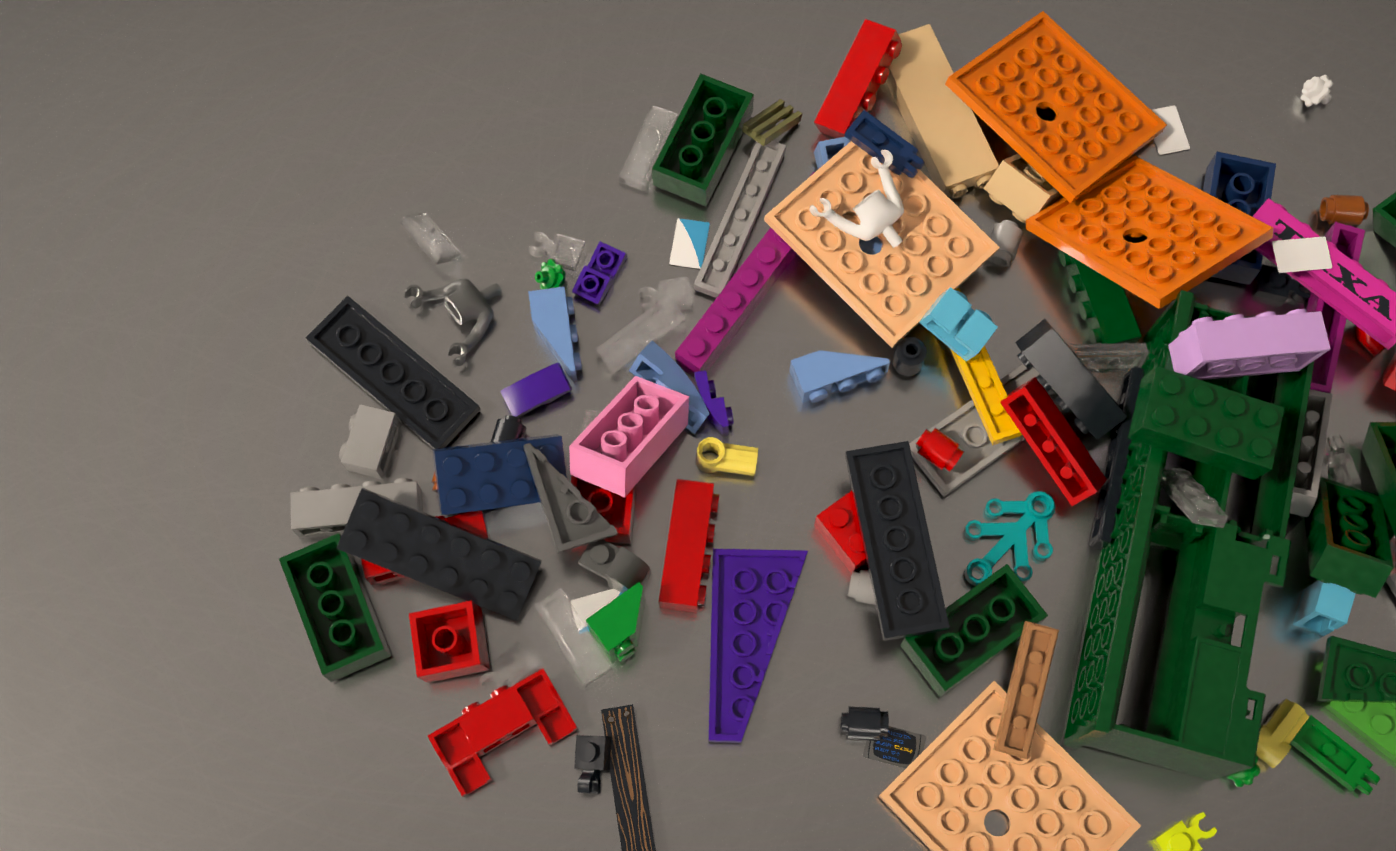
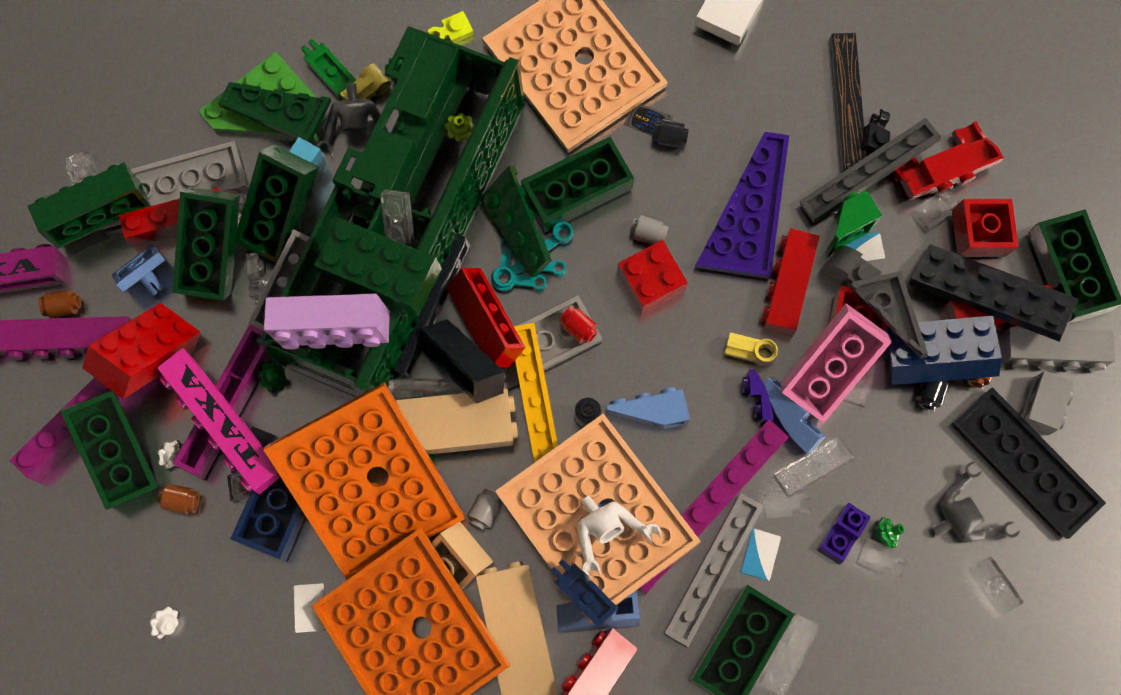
camera: 175 degrees left, 5 degrees up
(536, 390) = (906, 428): dark purple slope -> none
(551, 322) = (889, 488): medium blue slope -> none
(573, 637) = (890, 230): clear plate -> none
(598, 701) = (870, 169): none -> dark grey plate
(767, 121) = (657, 673): olive tile -> none
(896, 541) = (630, 248): black plate -> none
(958, 324) = (549, 422): medium azure piece -> none
(1026, 690) = (548, 132): medium nougat tile -> none
(1038, 563) = (514, 219): none -> dark green wing
(1076, 306) = (459, 423): none -> tan brick
(1144, 661) = (459, 127): none -> lime plant
(1286, 684) = (352, 115): none -> dark grey piece
(1302, 254) = (241, 432): white sticker -> none
(1371, 254) = (168, 453): none -> white plant

